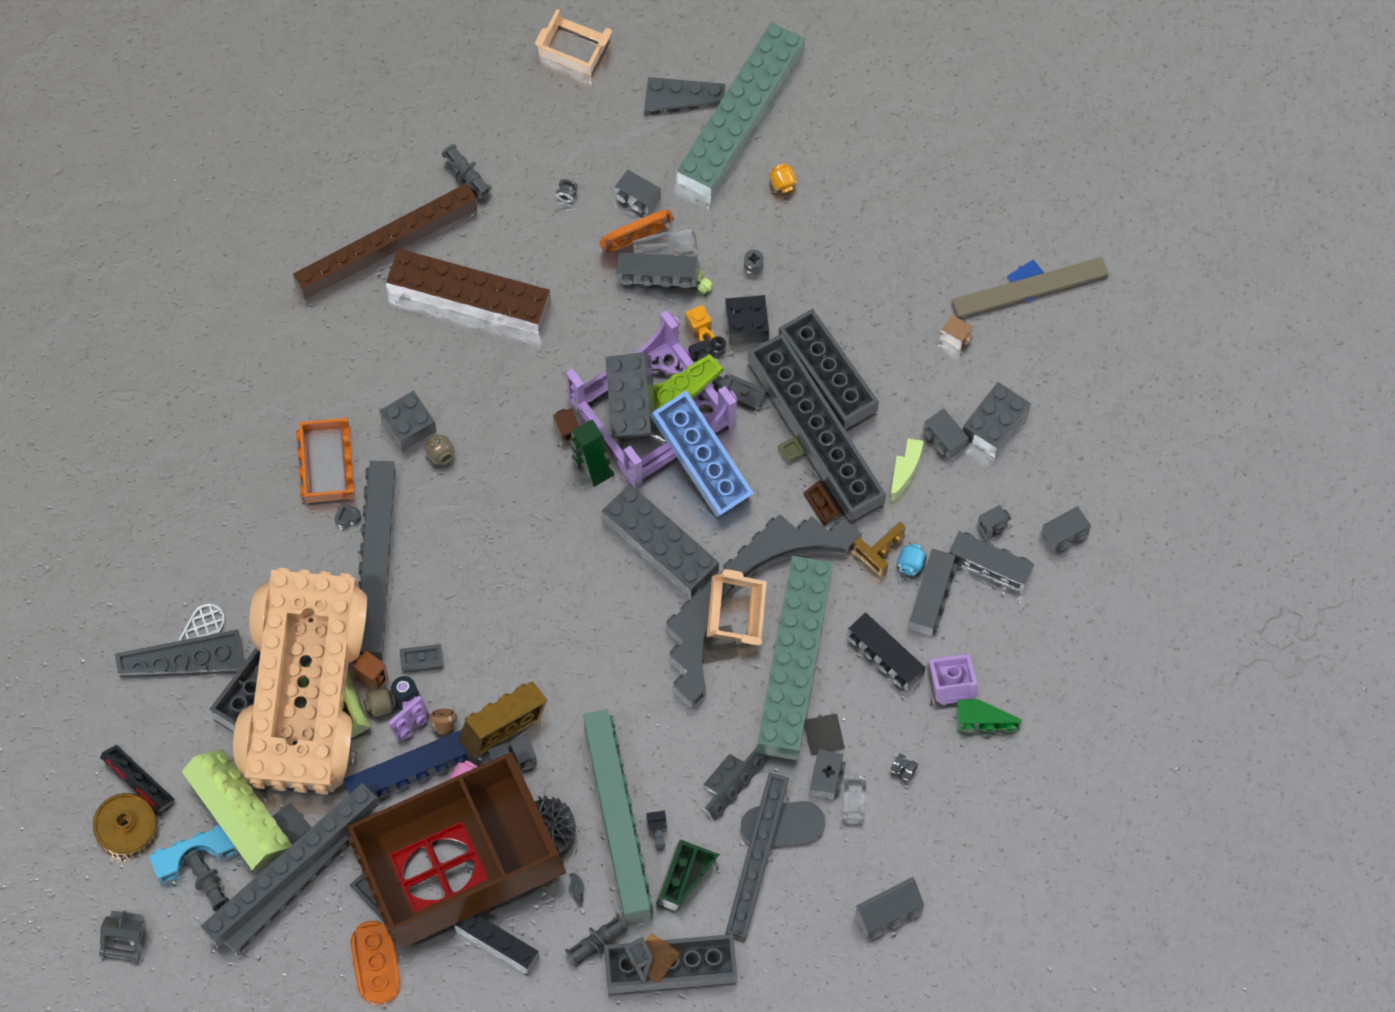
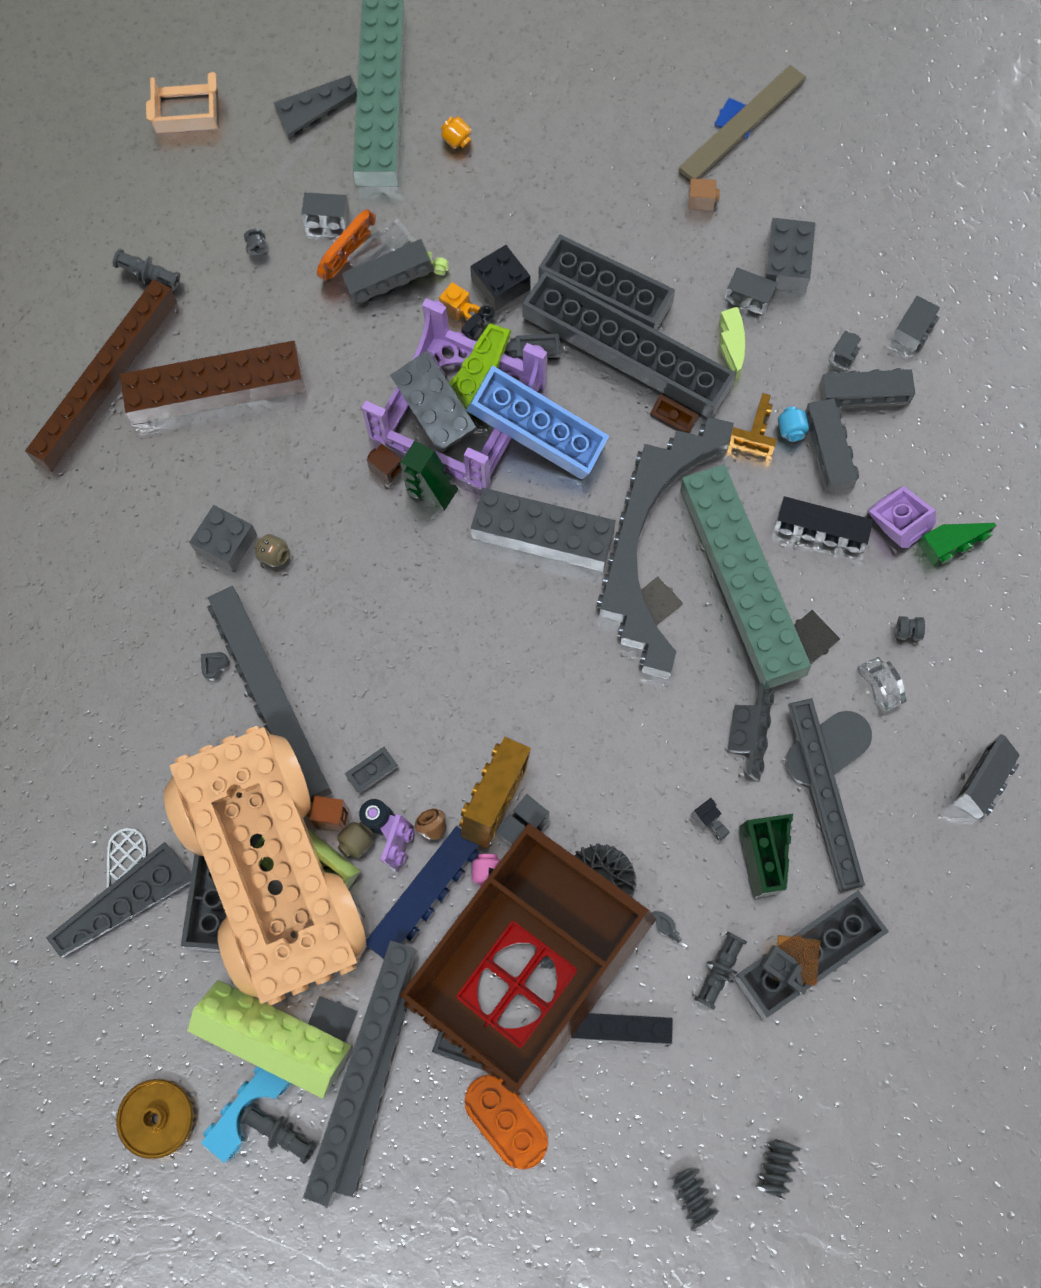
camera: 25 degrees left, 5 degrees up
(121, 927) = (213, 1239): dark grey piece -> none
(137, 778) = (142, 1060): black plate -> none
(325, 460) = (161, 620): window -> none
(618, 822) = (668, 831): sand green brick -> none
(753, 266) = (473, 228): dark grey wheel -> none
(756, 607) = (677, 550): light nougat piece -> none
(791, 450) = (614, 379): olive tile -> none
(820, 784) = (839, 686): dark grey brick -> none

